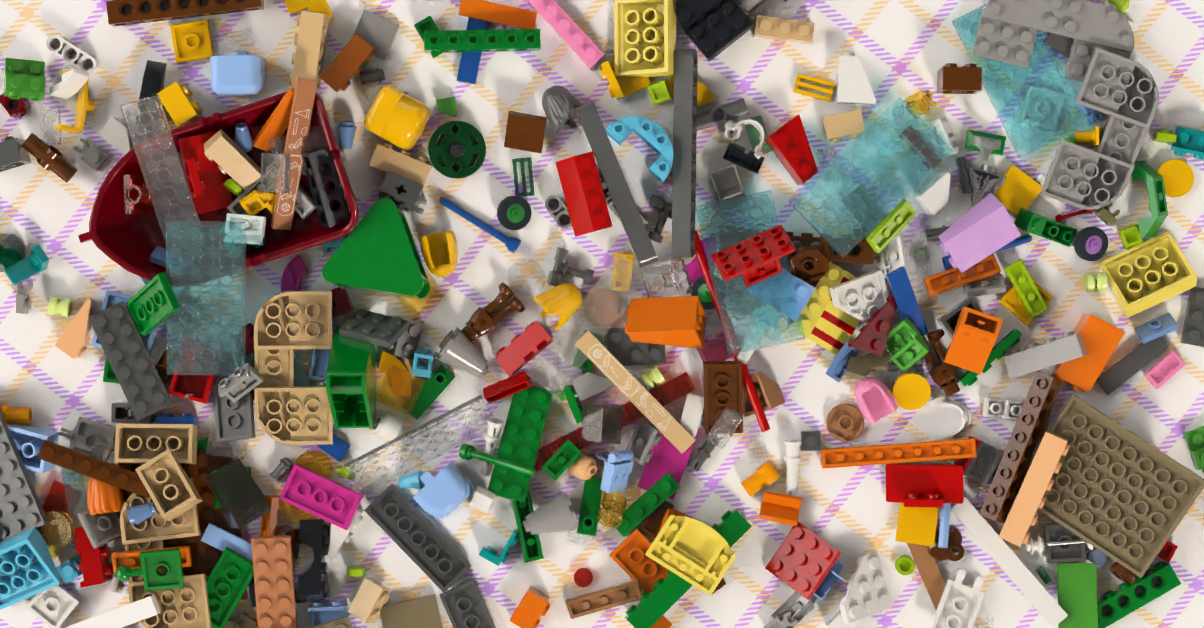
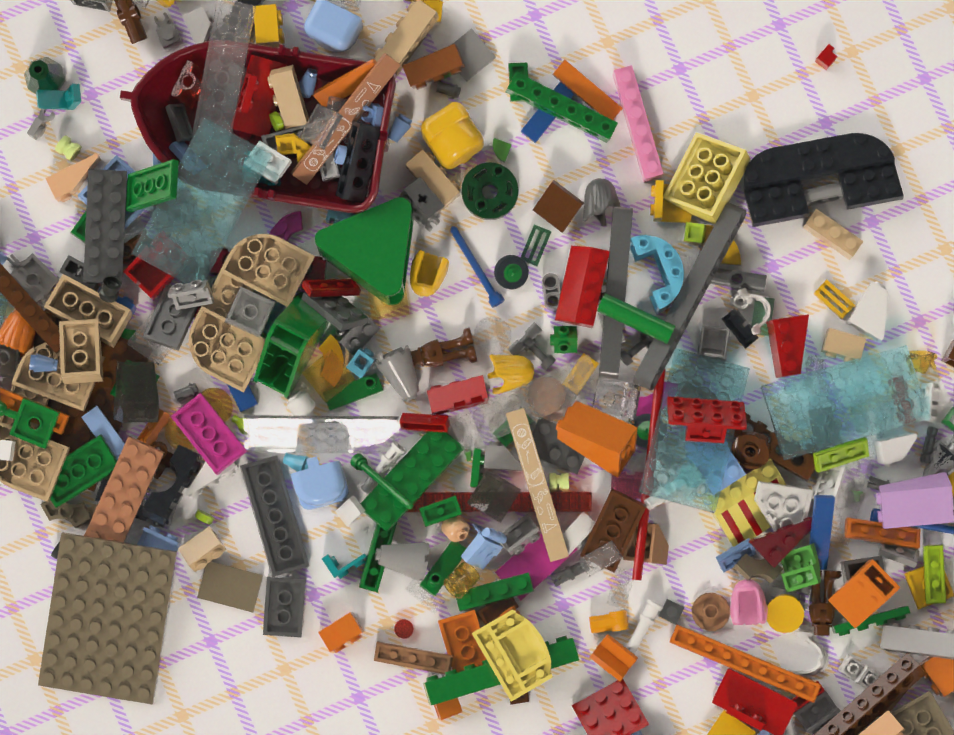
camera: 30 degrees right, 5 degrees down
(147, 232) = (179, 122): none -> dark grey tile
(165, 415) = (110, 289): none -> pearl dark grey wheel
(300, 370) = (250, 312): none -> light grey tile
(306, 188) = (340, 154): none -> light blue tile
(318, 137) = (375, 114): none -> medium blue tile
(361, 311) = (331, 287): none -> red tile
(592, 249) = (564, 339): none -> green brick
(647, 199) = (636, 318): none -> green brick

